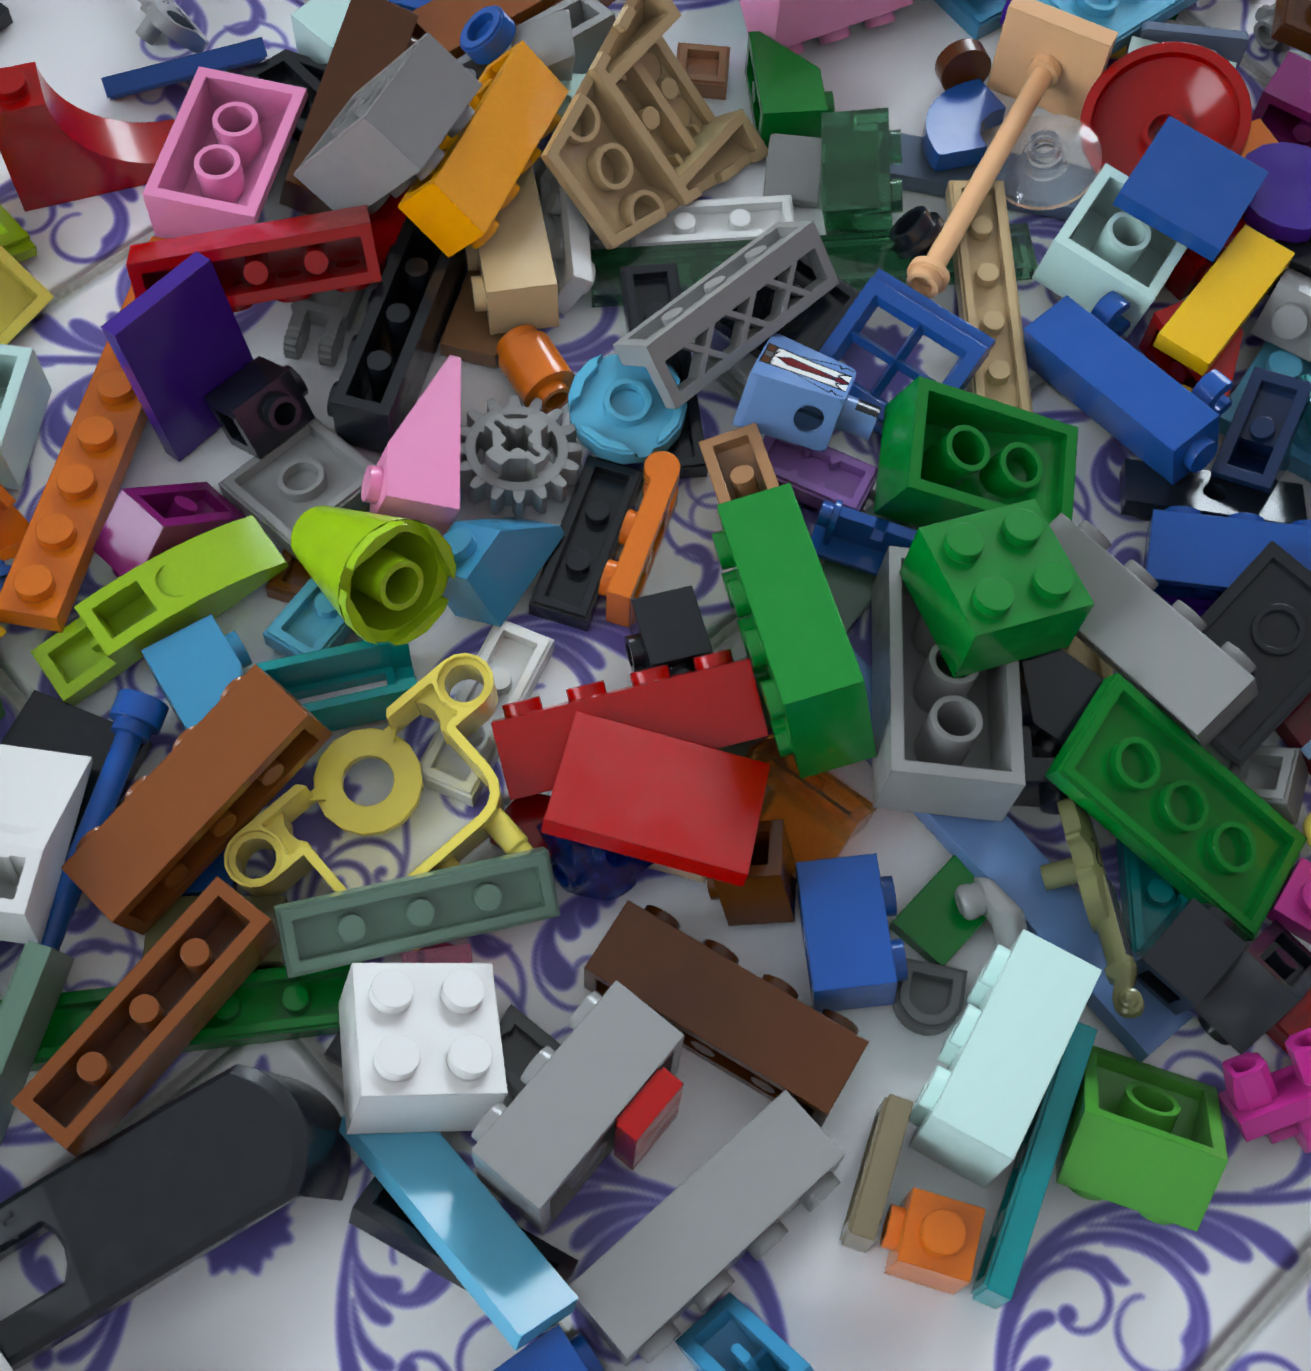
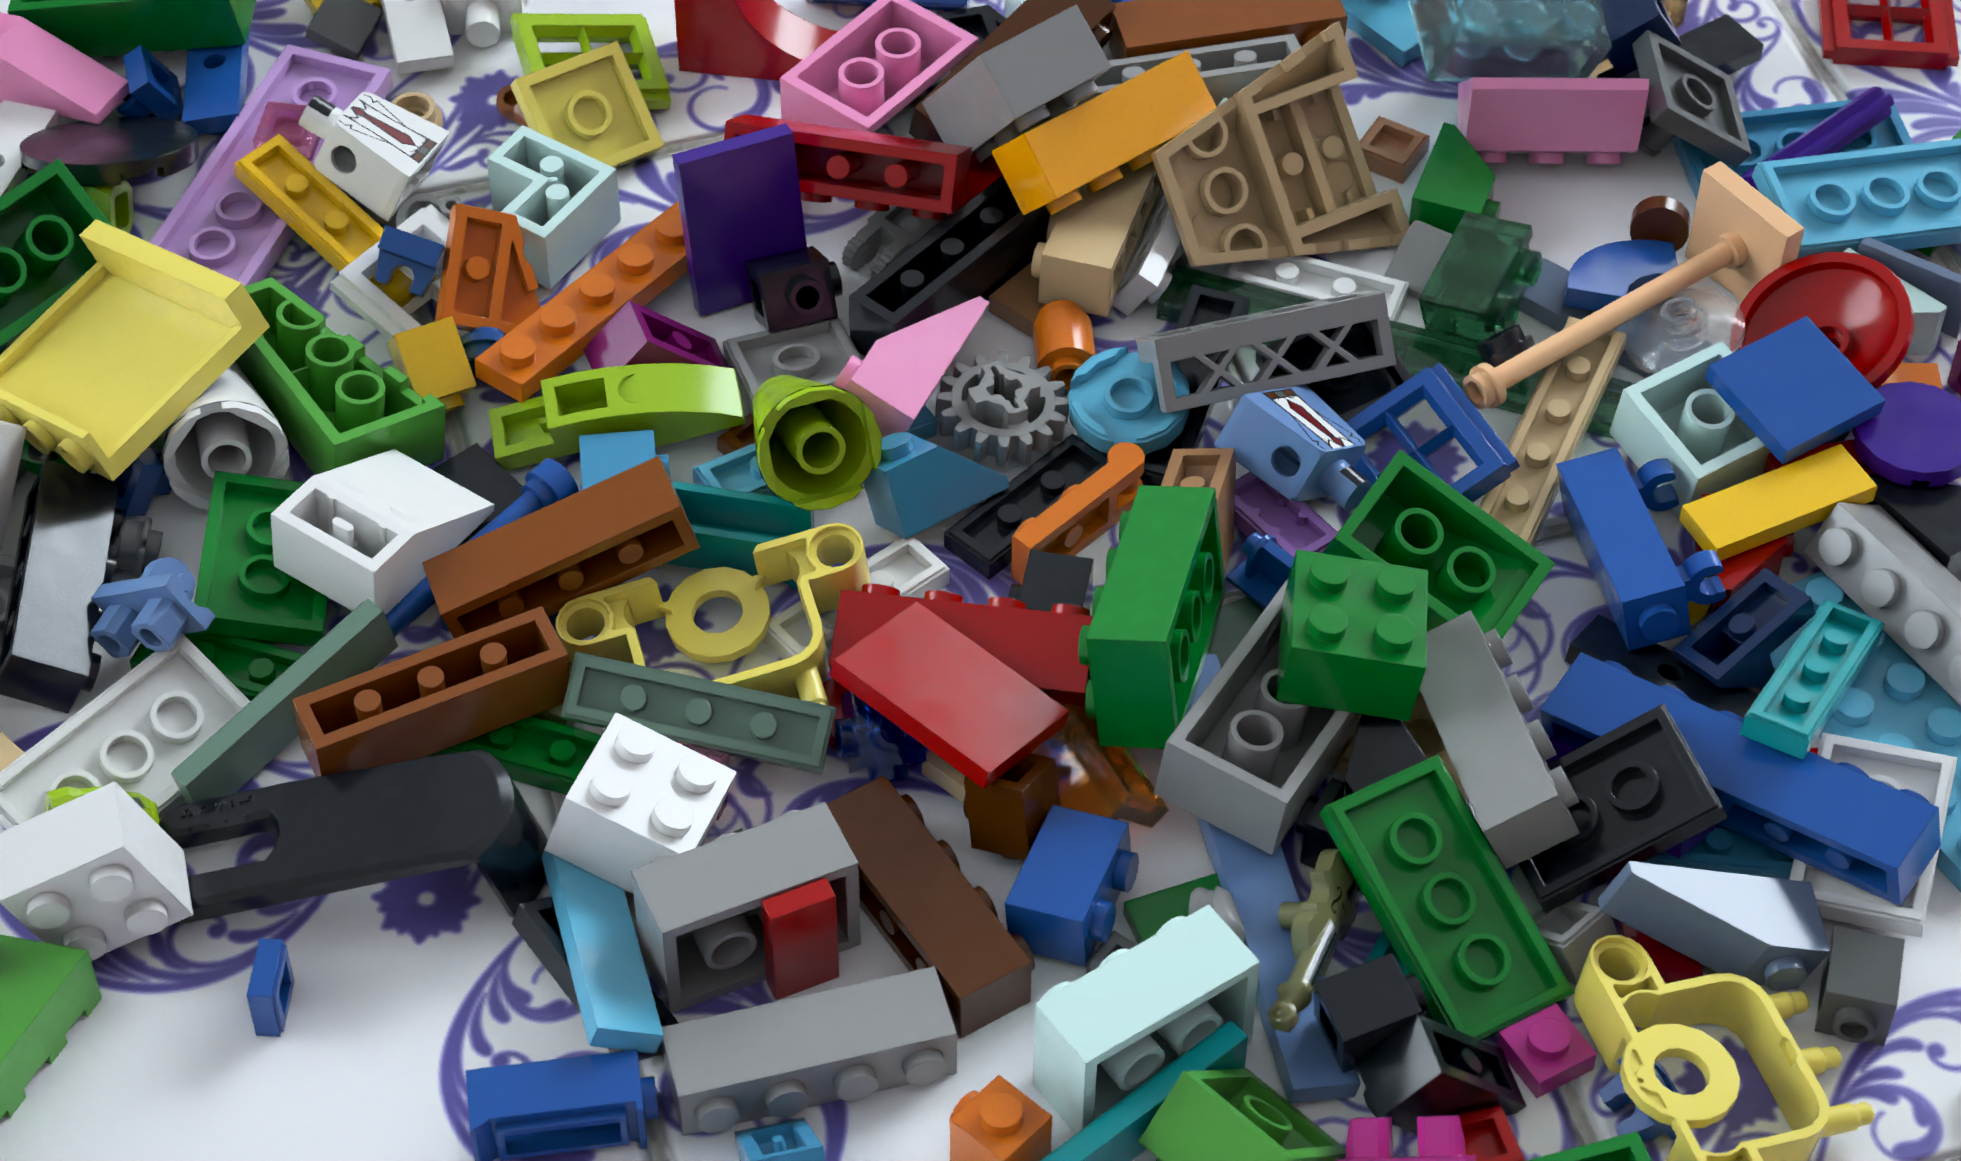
camera: 30 degrees right, 15 degrees down
(487, 34) = (1169, 40): blue tile -> none
(551, 41) = (1222, 65): light grey slope -> none
(876, 1173) = (1003, 1052): dark tan tile -> none

